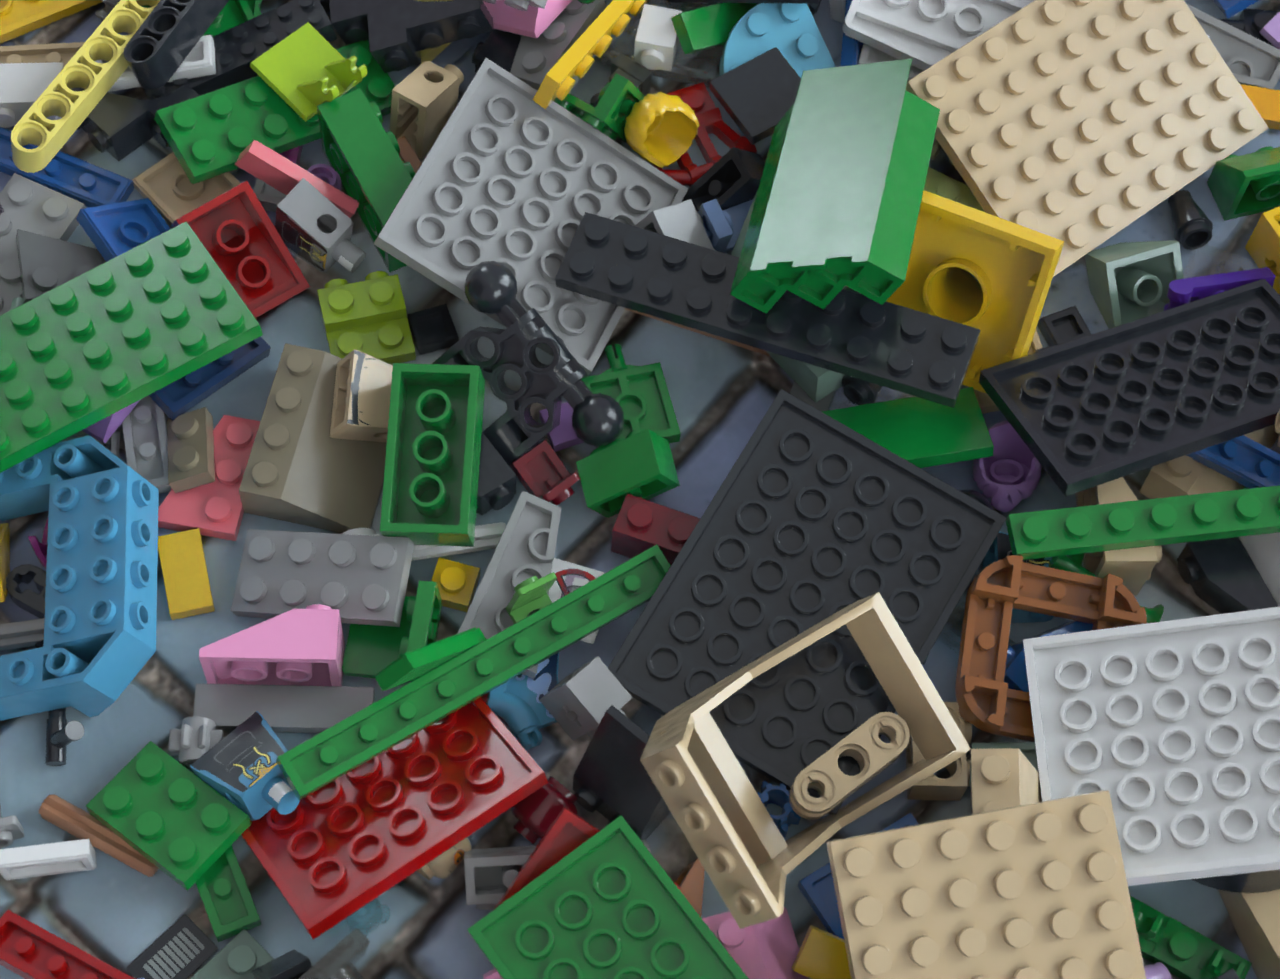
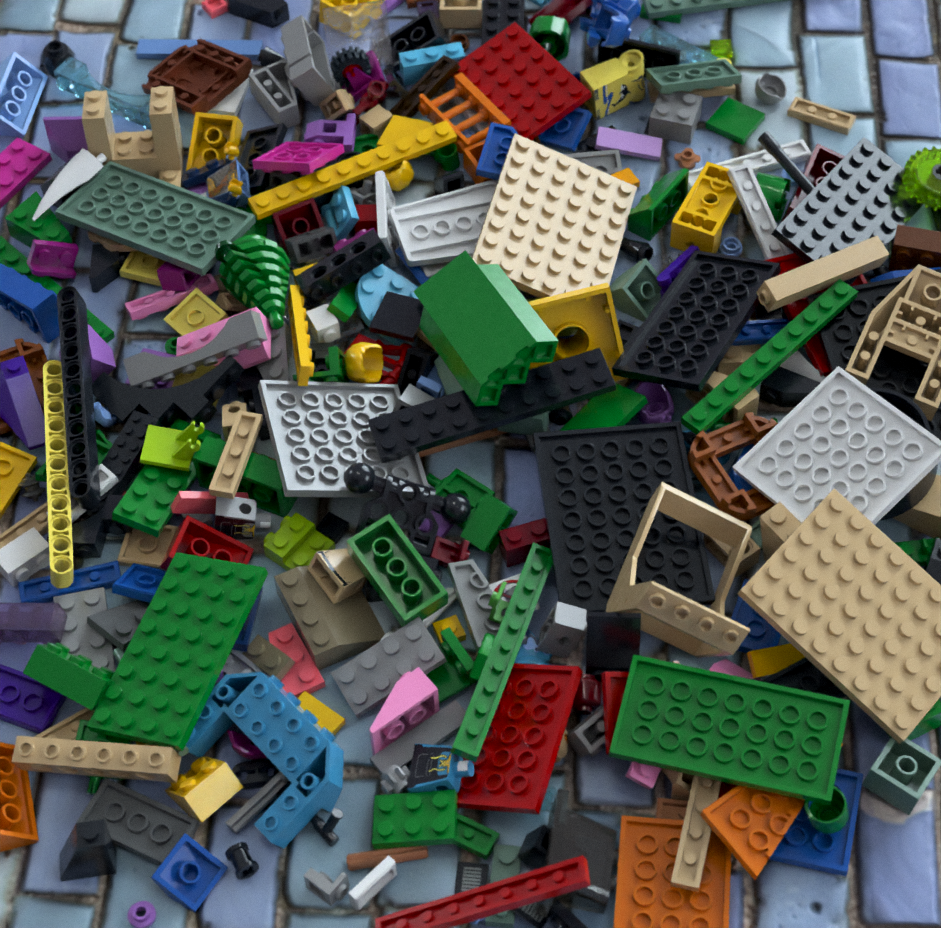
camera: 30 degrees left, 10 degrees down
(366, 140) = (235, 454): none -> tan plate
(861, 745) = (709, 558): tan piece -> none

